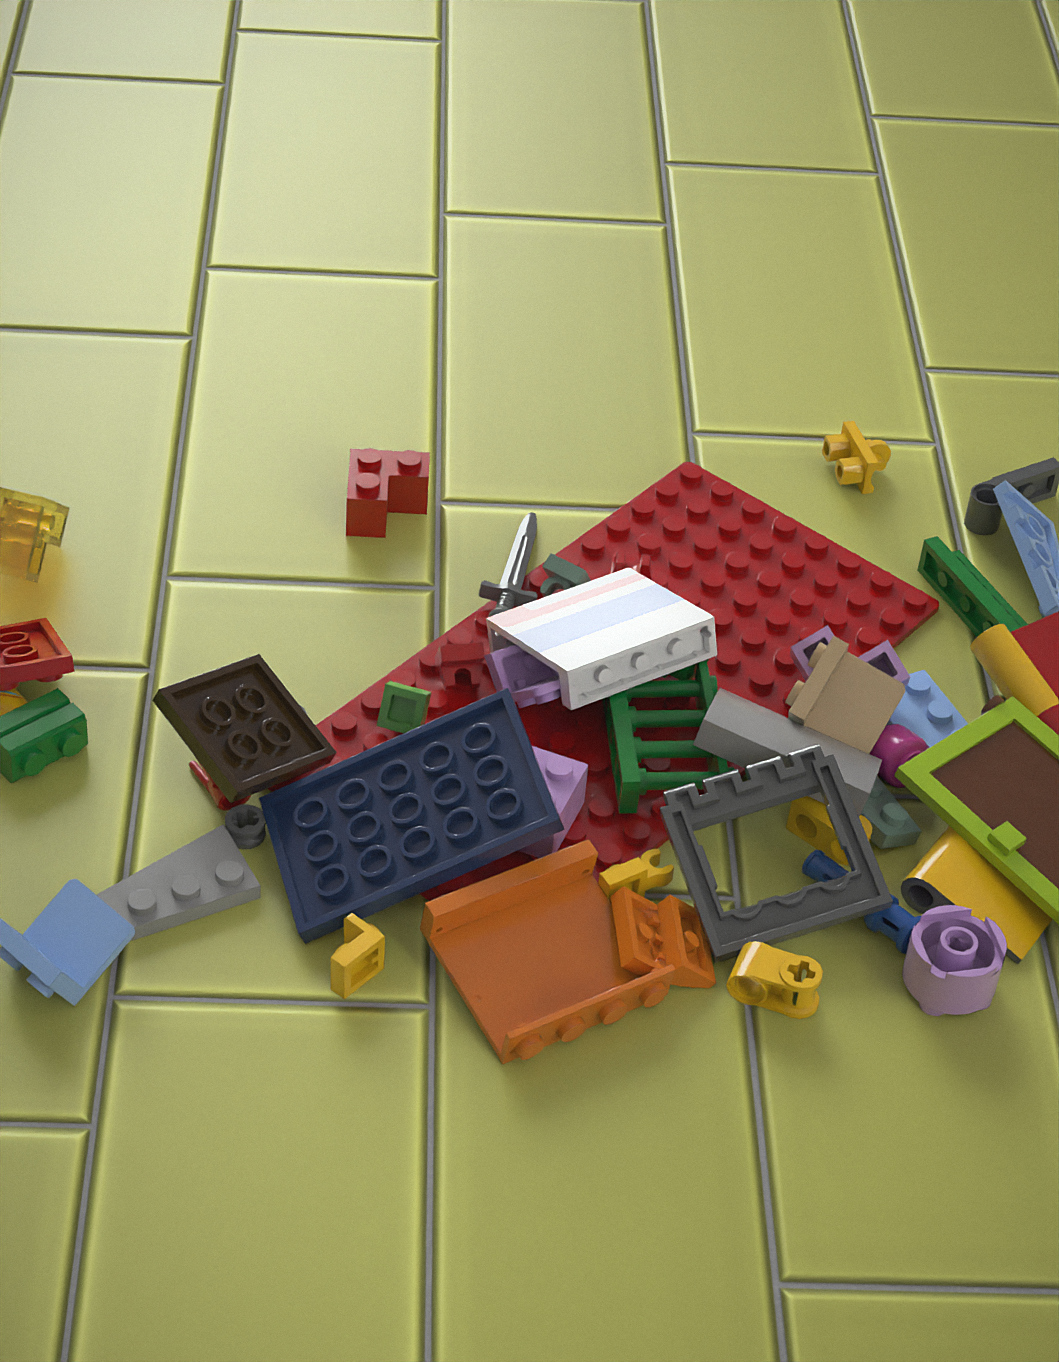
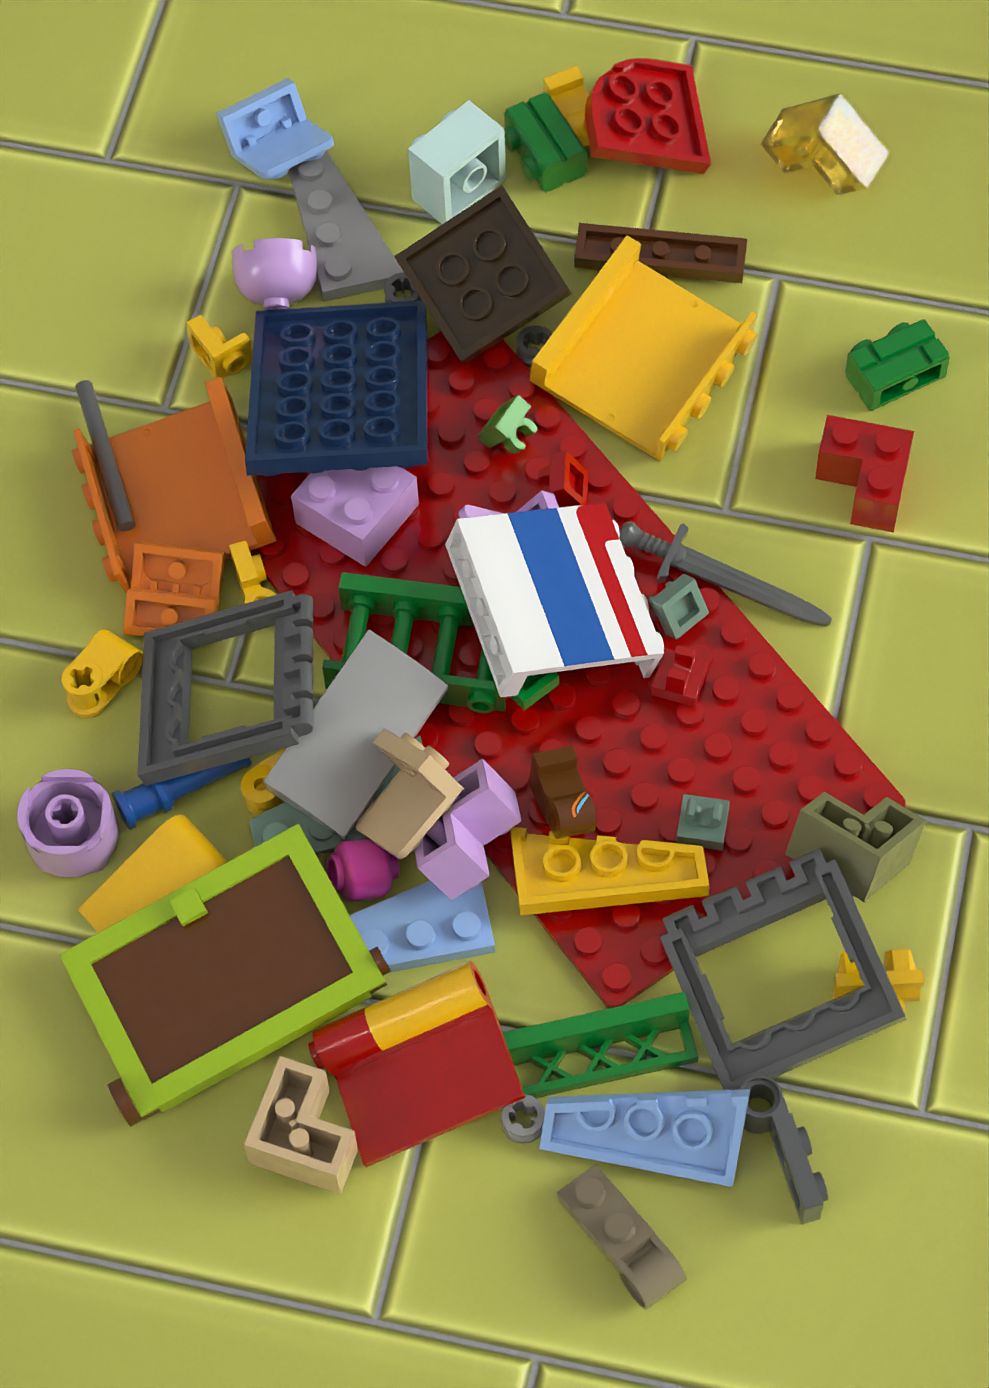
camera: 110 degrees right, 20 degrees up
(90, 779) = (457, 162): none -> light aqua brick
(160, 637) = (665, 252): none -> reddish brown plate
(255, 911) = (274, 272): none -> lavender cylinder
(262, 483) = (896, 363): none -> green brick
(303, 624) = (640, 353): none -> yellow panel
(495, 1036) = (105, 456): none -> dark grey bar
(756, 455) = (865, 846): none -> olive brick
(762, 552) = (703, 822): none -> sand green tile
(784, 622) = (561, 792): none -> reddish brown leg
(838, 596) = (602, 872): none -> yellow wing
(913, 466) = (804, 1035): none -> dark grey hinge

